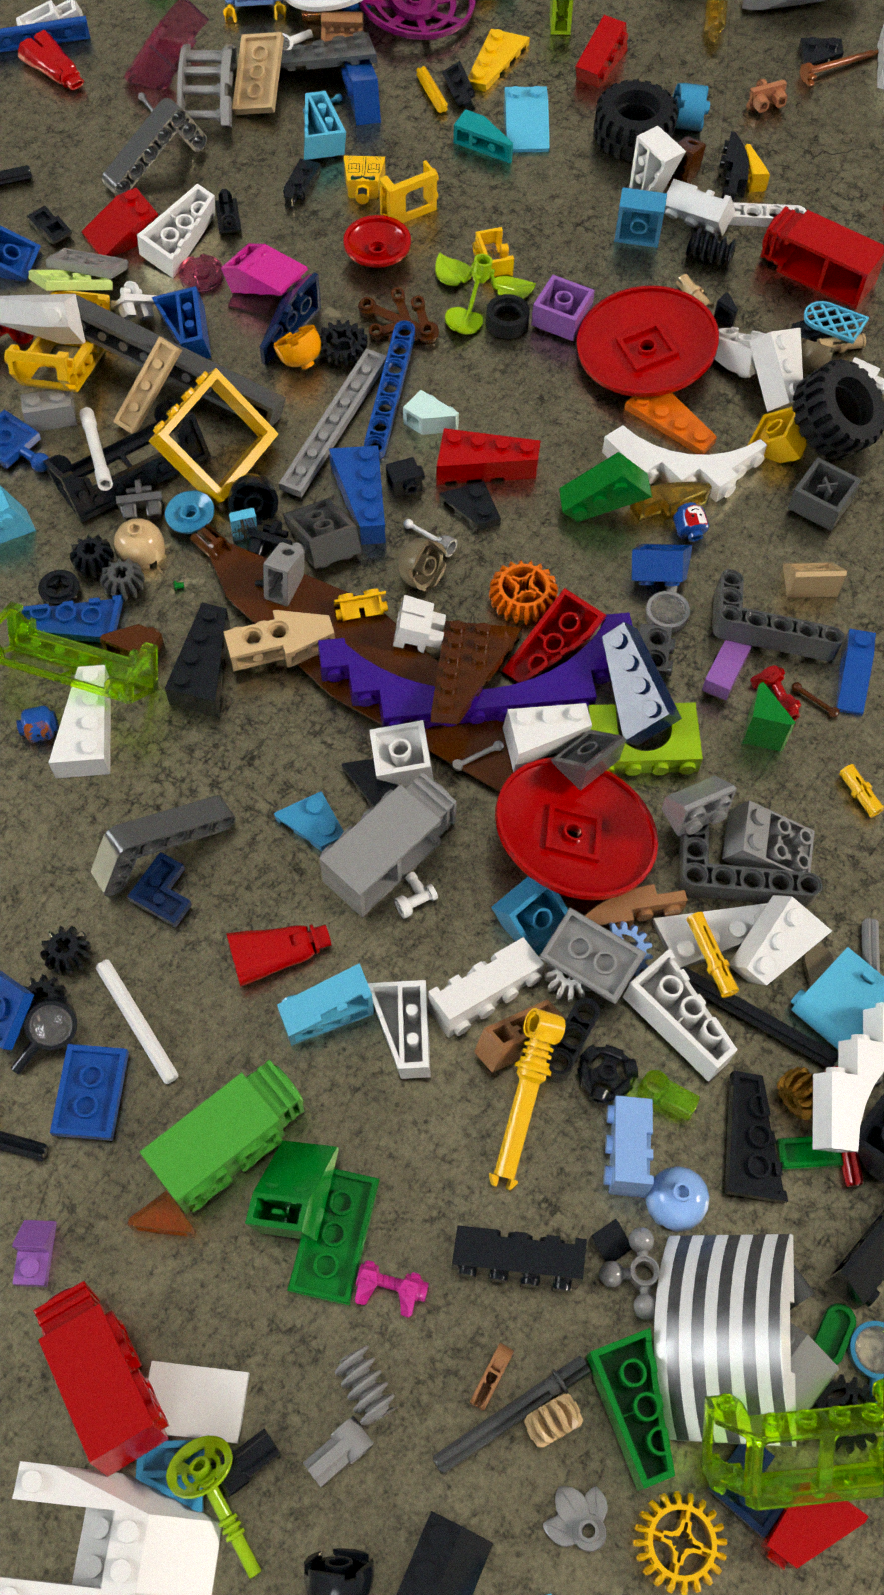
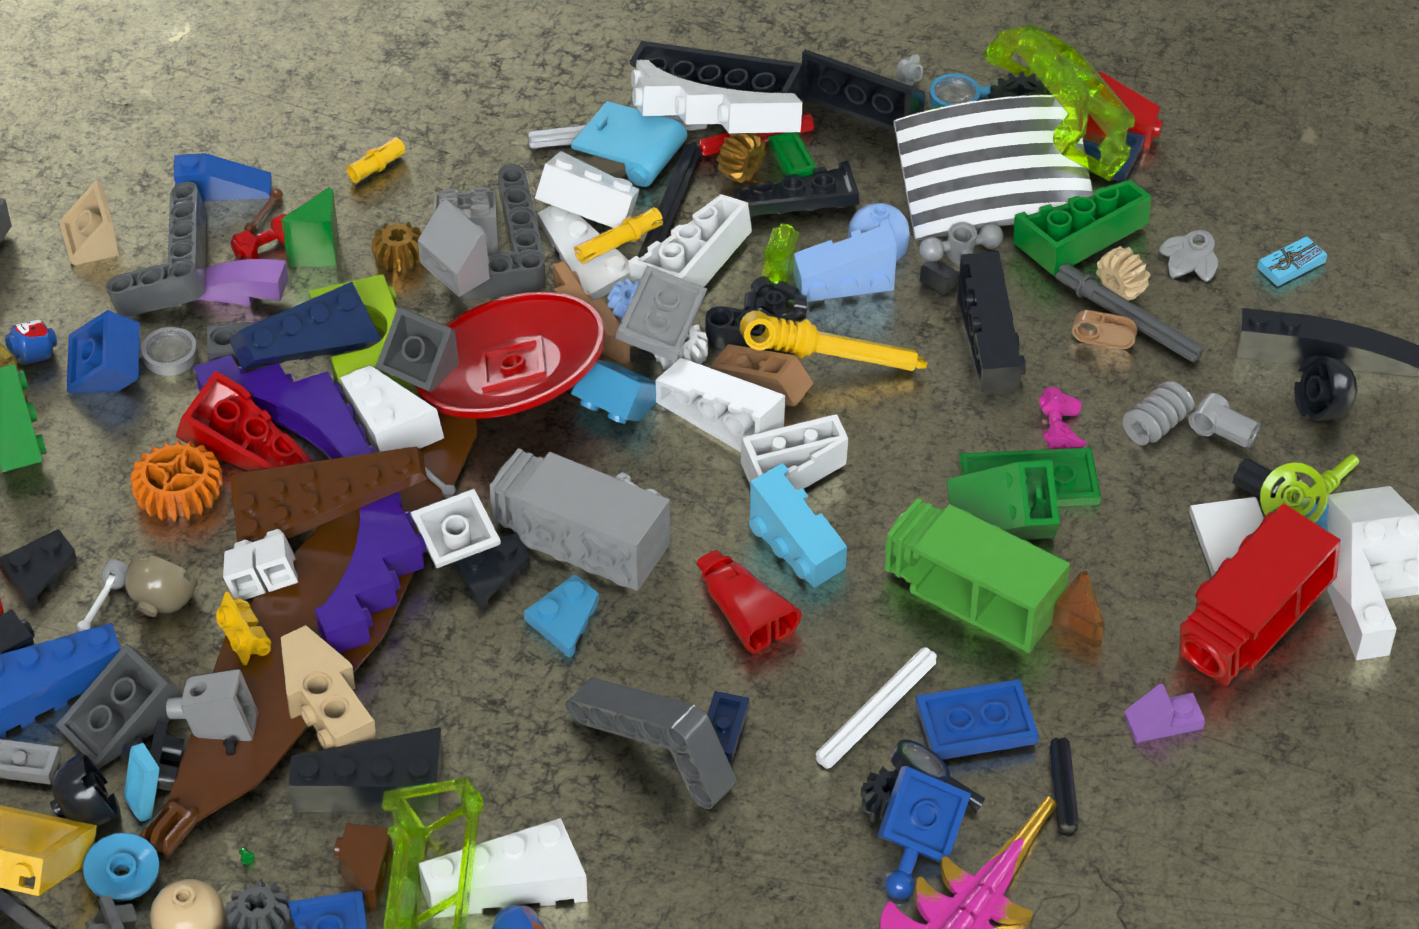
camera: 105 degrees left, 15 degrees down
(54, 954) = (822, 795): black gear -> none
(683, 1526) = (1178, 186): yellow gear -> none
(748, 781) = (396, 246): none -> pearl gold gear

